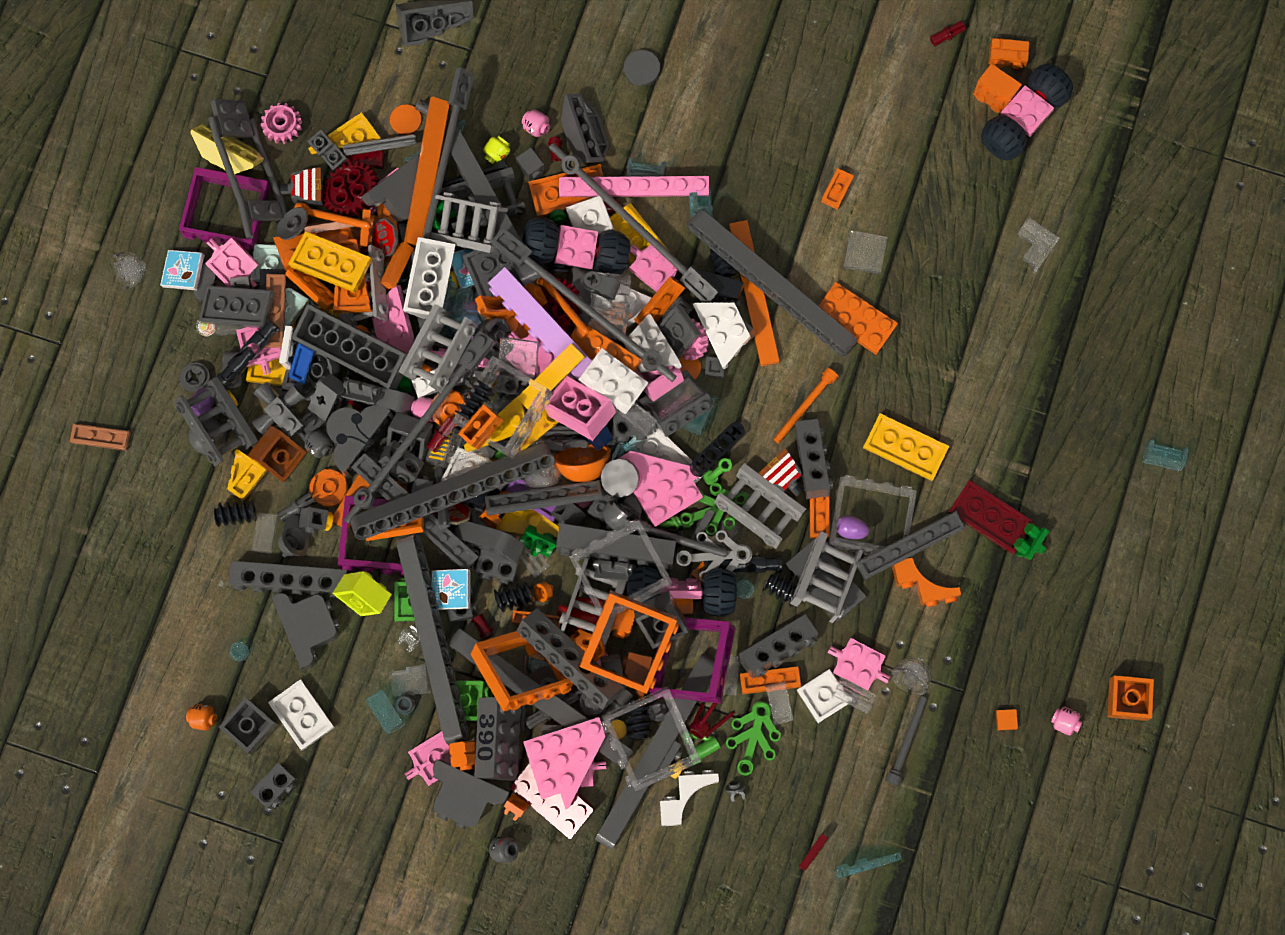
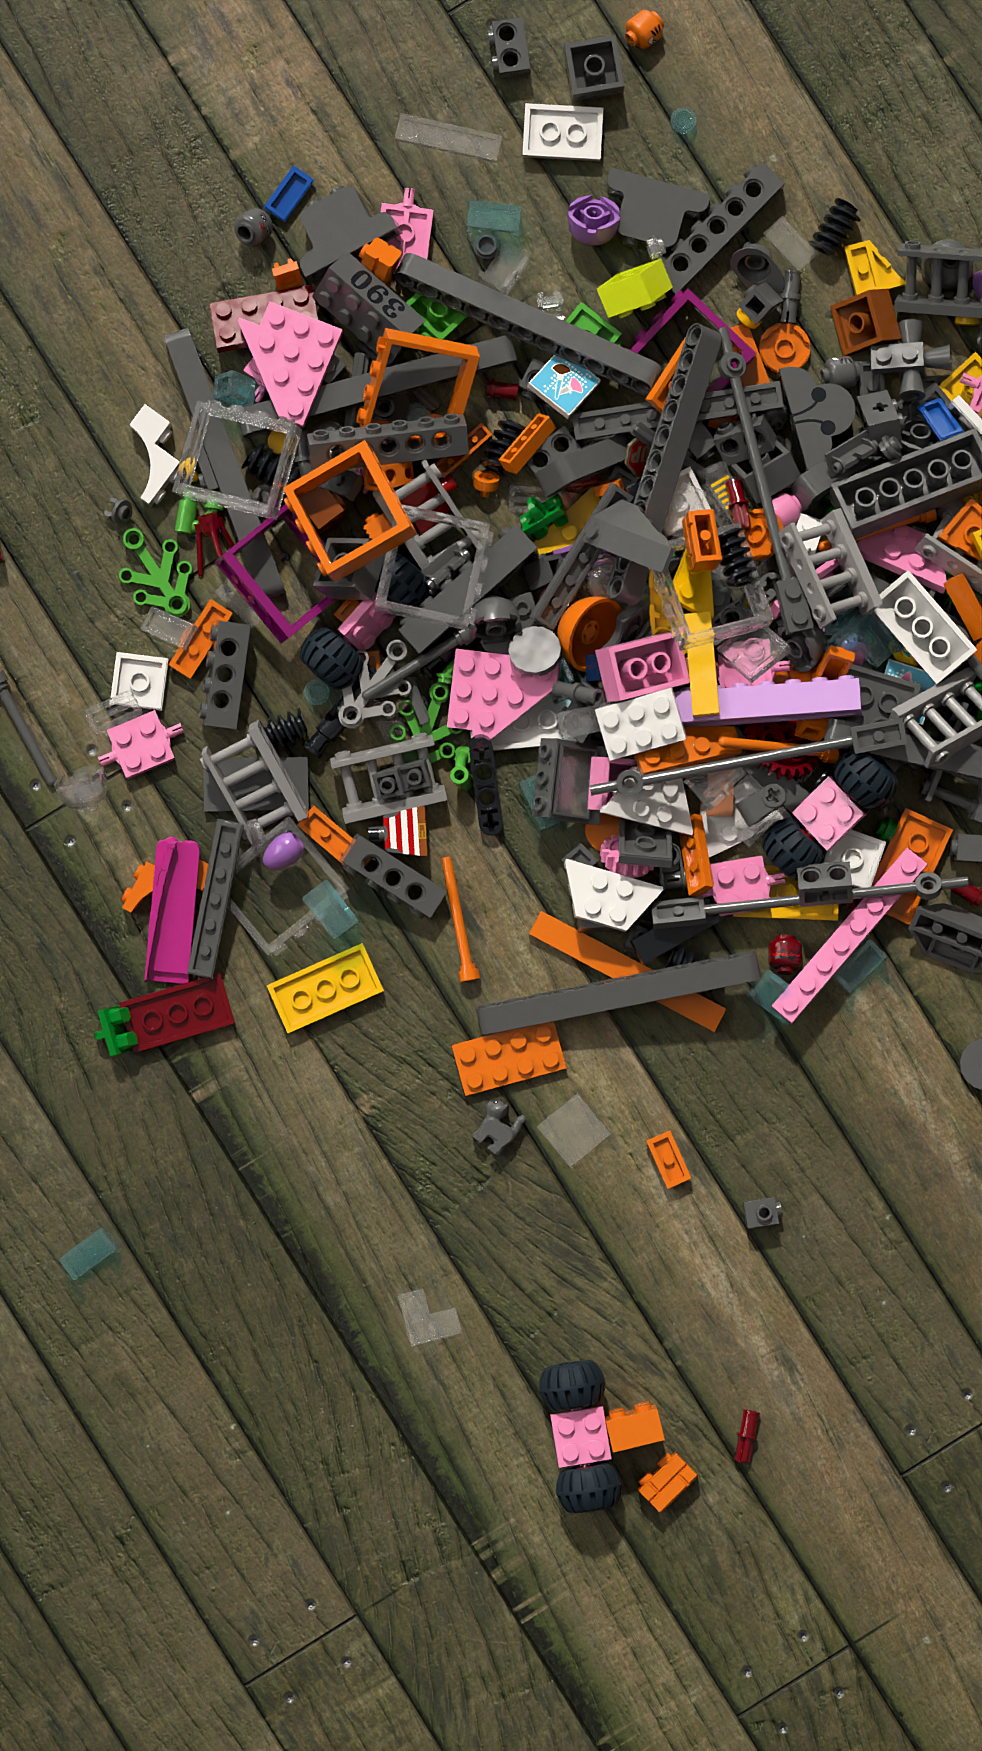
camera: 125 degrees right, 10 degrees up
(328, 602) = (655, 247): none -> clear plate
(340, 373) = (890, 447): none -> dark grey plate
(340, 652) = (593, 220): none -> medium lavender cylinder
(357, 779) = (448, 137): none -> clear plate
(432, 466) = (714, 470): none -> clear tile
(466, 846) = (289, 193): none -> blue tile
(503, 582) = (527, 443): none -> orange piece
(510, 475) = (631, 535): none -> dark grey wedge
(610, 779) = (234, 389): none -> clear light blue brick
(620, 214) = (825, 884): none -> dark grey brick
(624, 433) = (577, 693): none -> dark grey pin
(672, 215) = (785, 954): none -> dark red head
(756, 498) = (402, 778): none -> dark grey slope
(823, 118) = (761, 1212): none -> dark grey brick
(853, 552) = (256, 831): none -> clear tile
(862, 473) = (330, 910): none -> clear light blue panel
(902, 292) = (497, 1130): none -> dark grey animal
(937, 564) = (172, 911): none -> dark pink piece

